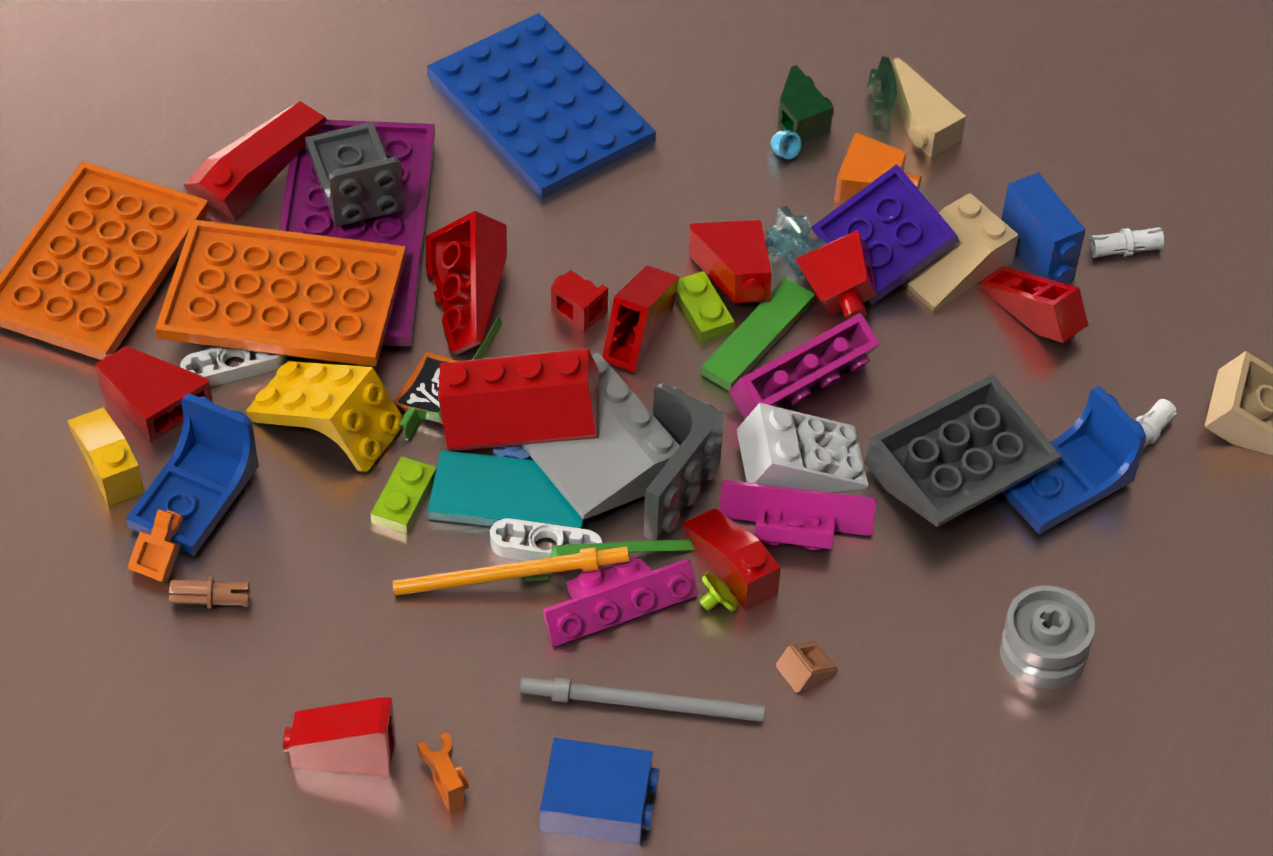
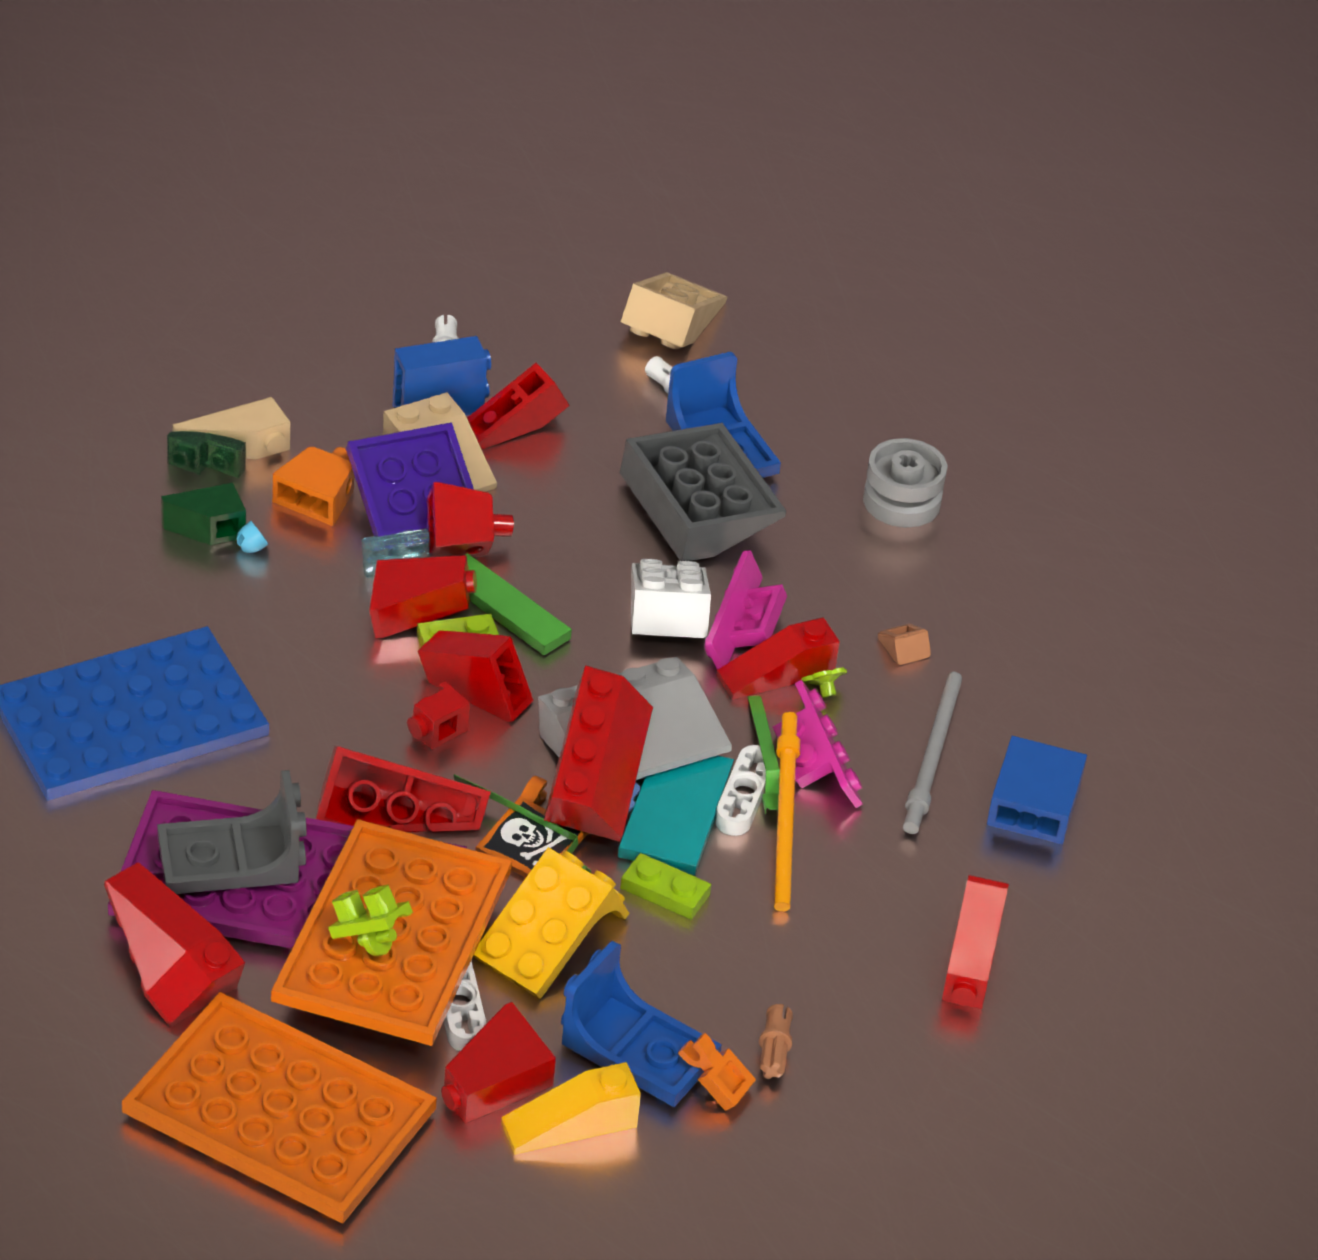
camera: 85 degrees left, 10 degrees down
(255, 254) = (370, 923): none -> lime hips
(449, 779) = (1024, 885): orange plate -> none
(699, 433) = (719, 670): dark grey bracket -> none
(807, 366) = (576, 568): dark pink brick -> none

